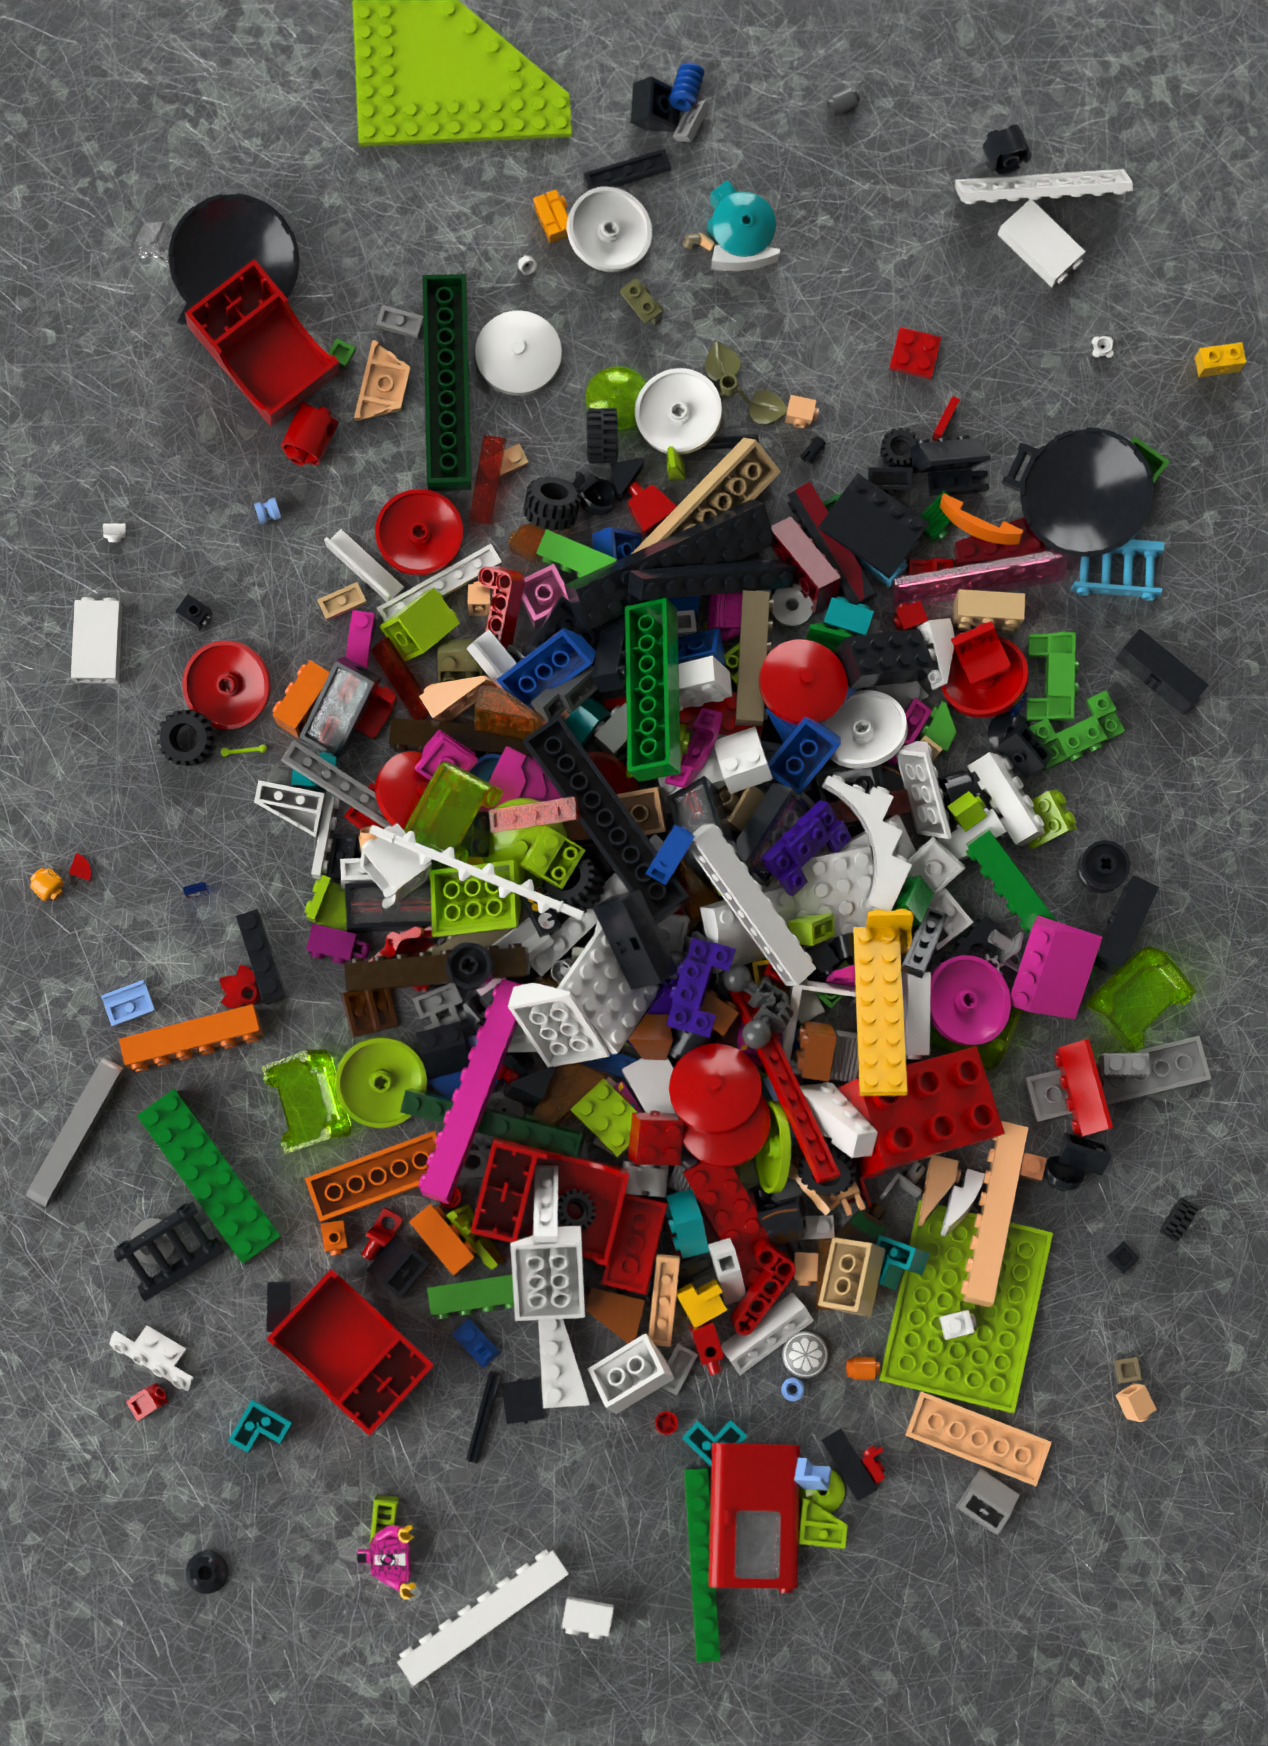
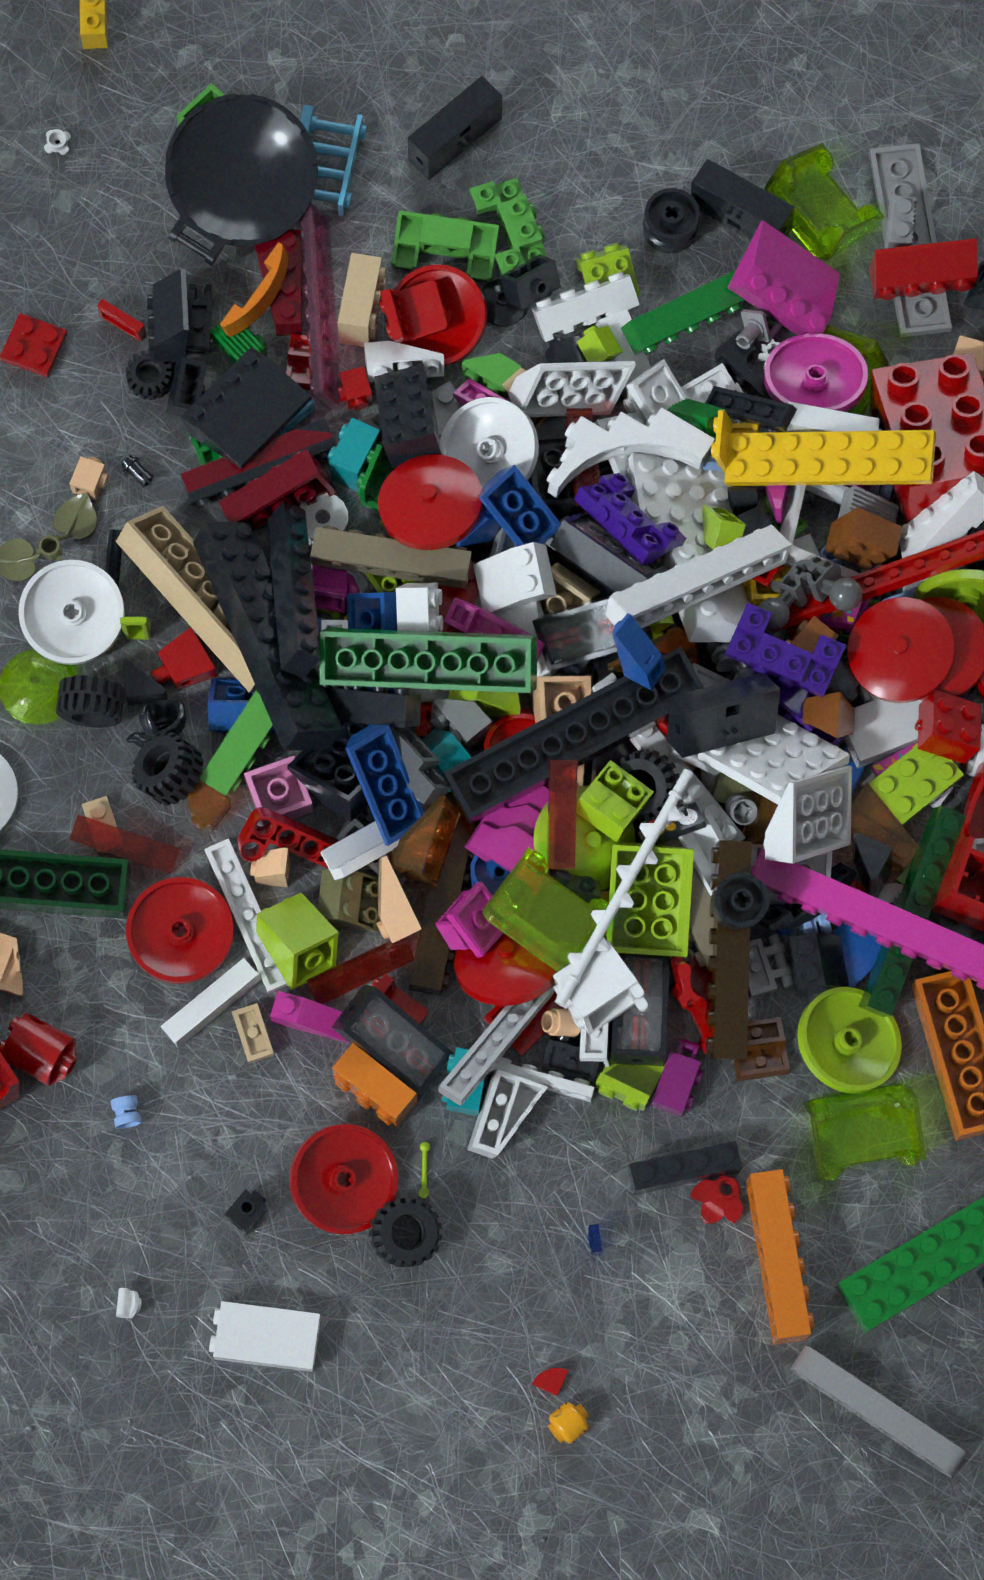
camera: 80 degrees left, 5 degrees down
(128, 1003) = (725, 1334): light blue plate -> none

